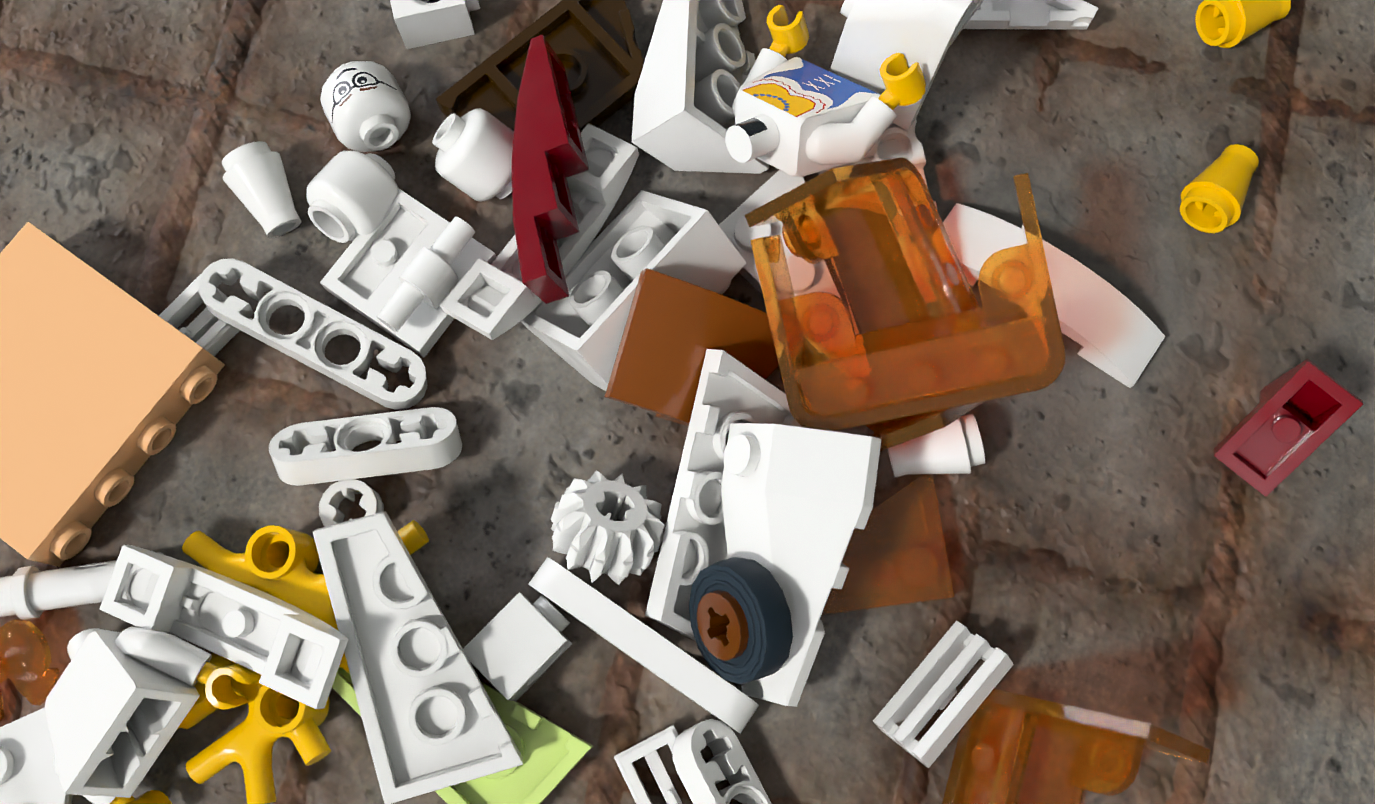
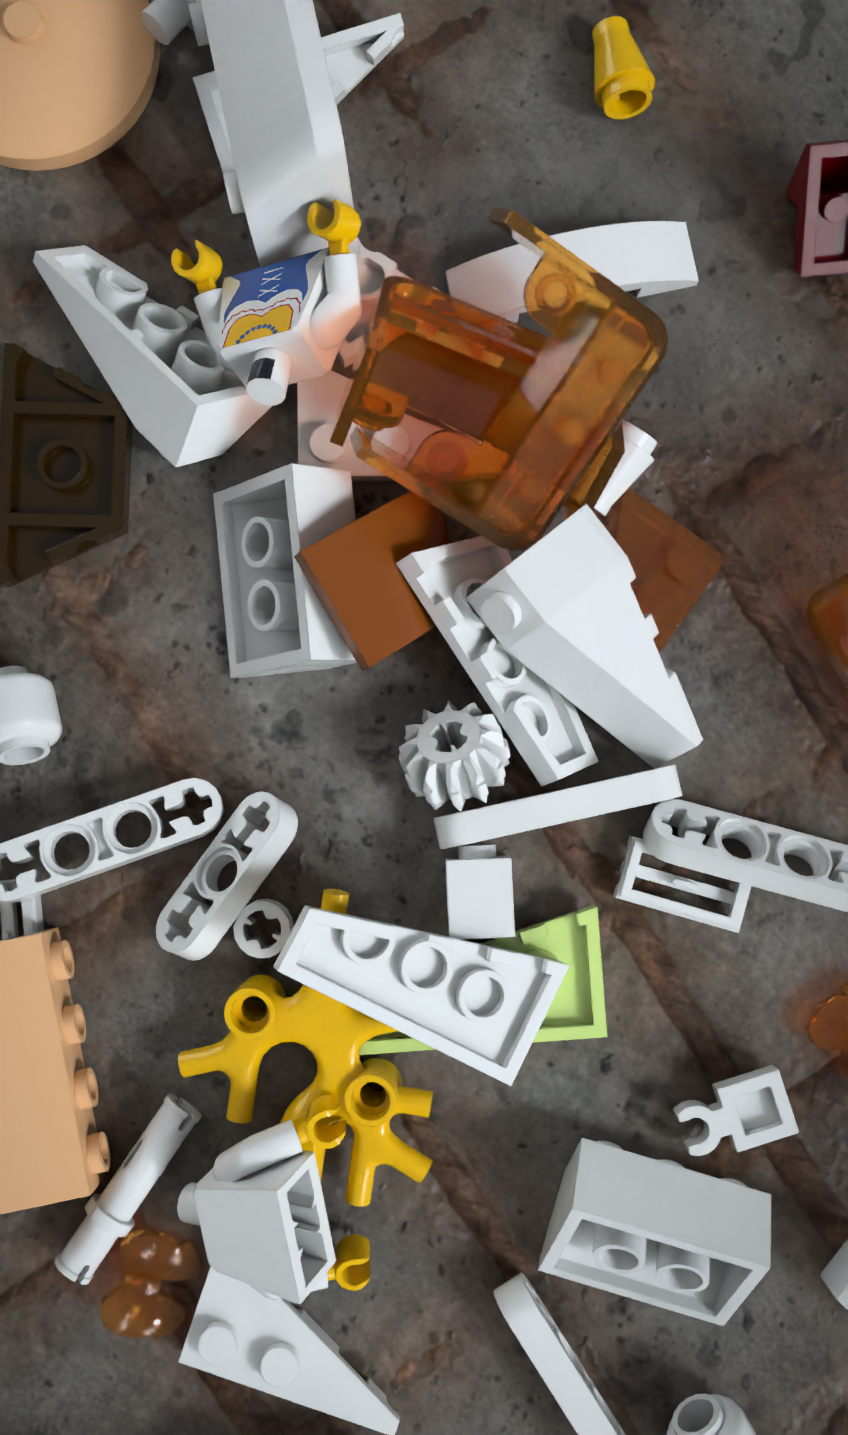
camera: 45 degrees left, 10 degrees up
(241, 623) = (275, 1083): white slope -> none
(406, 271) = (119, 725): white plate -> none
(475, 154) = (75, 590): white head -> none
(493, 295) = (190, 597): white slope -> none
(543, 157) = (126, 542): dark red slope -> none
(740, 620) = (612, 723): black wheel -> none
(935, 685) = (761, 629): white tile -> none

